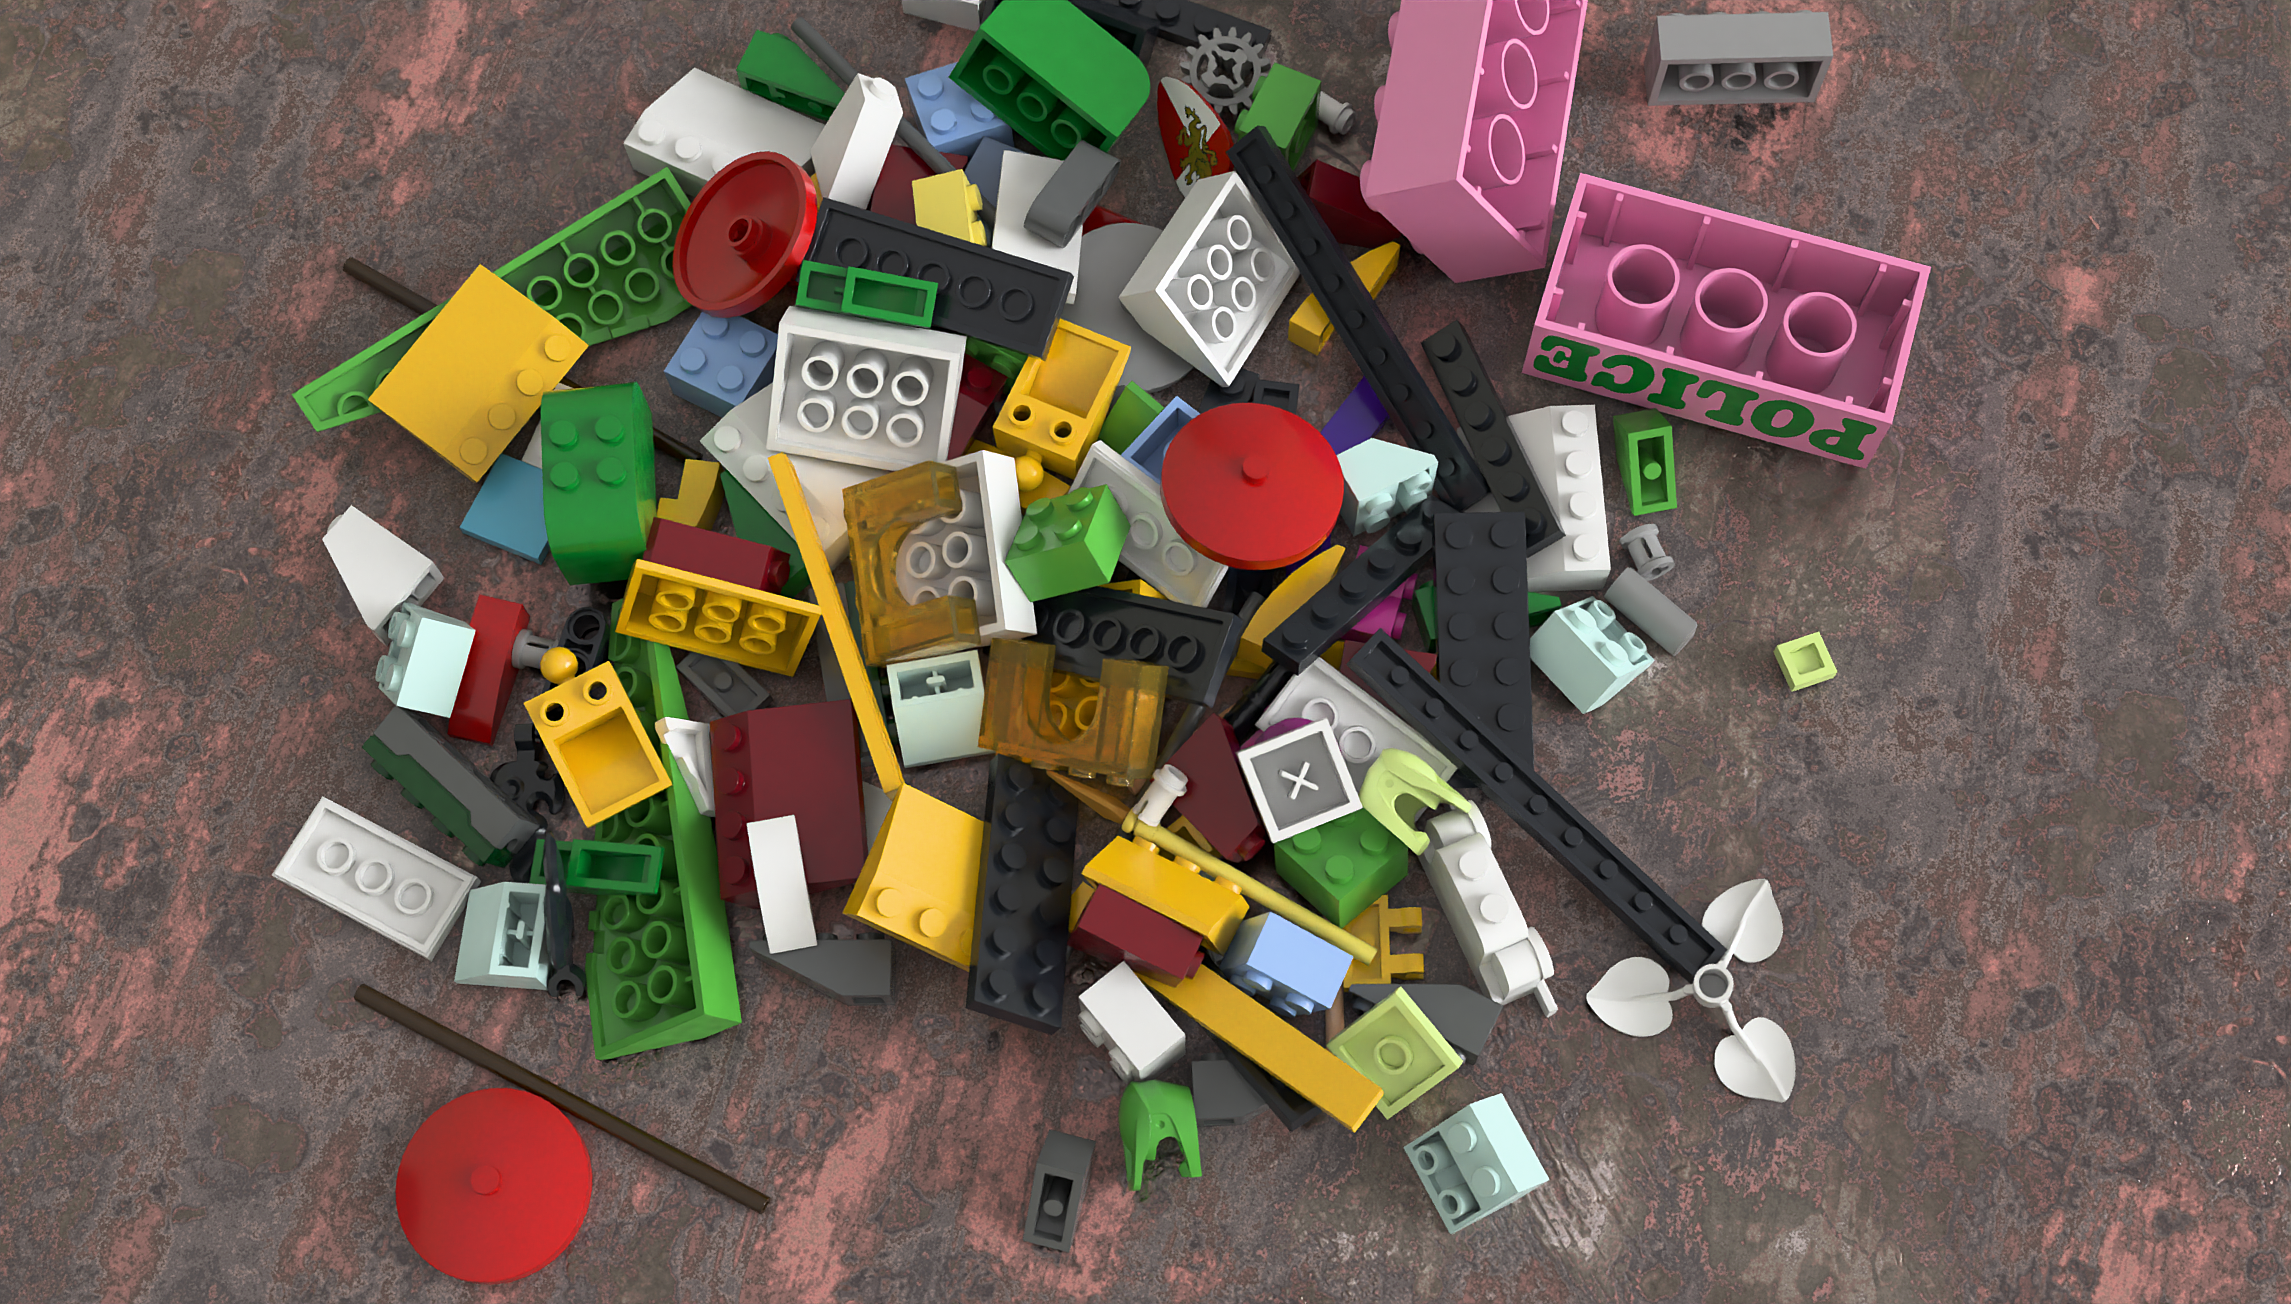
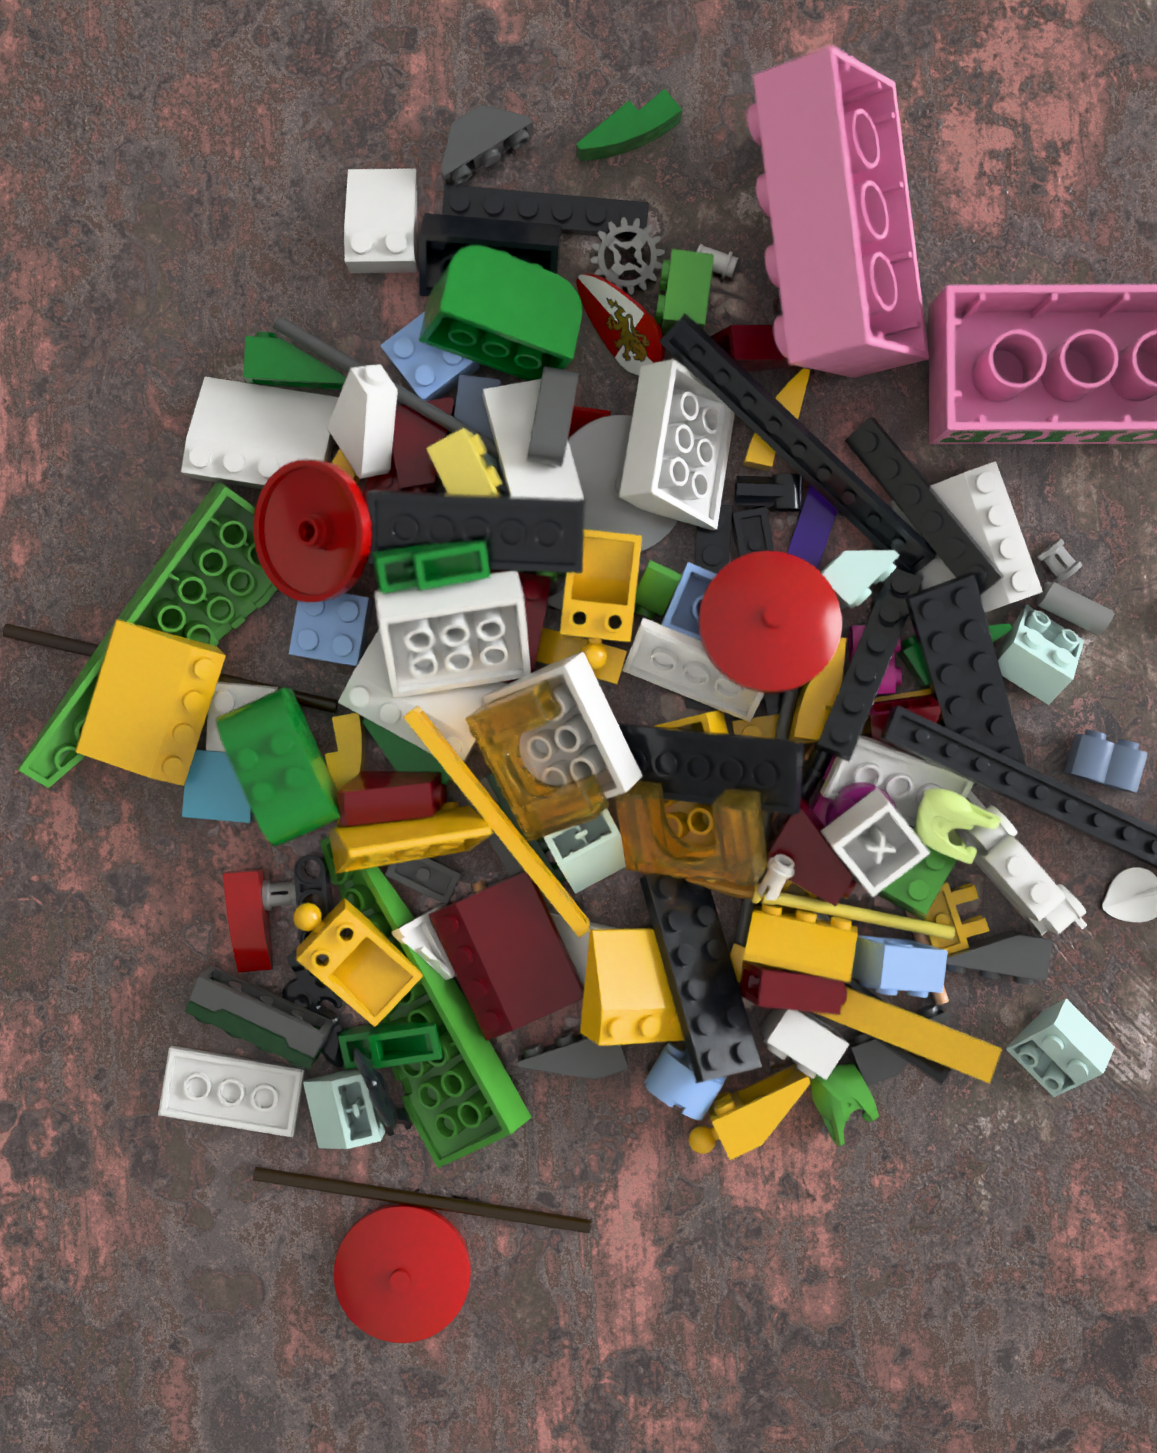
camera: 20 degrees left, 20 degrees up
(378, 569) = (136, 871): white slope -> none
(424, 660) = (202, 933): light aqua slope -> none
(781, 884) = (529, 1024): white brick -> none
(958, 1036) = (675, 1084): none -> light blue brick
(1023, 1106) = (750, 1114): none -> yellow slope
(1058, 1190) = (787, 1157): dark grey slope -> none
(1068, 543) = (646, 706): bright green brick -> none
(1322, 375) = (780, 492): none -> black piece
(1396, 1051) = (987, 997): yellowish green plate -> none
(1640, 810) = (1106, 762): none -> sand blue brick
(1646, 460) = (1040, 486): bright green slope -> none
(1737, 58) = (1026, 119): light grey brick -> none

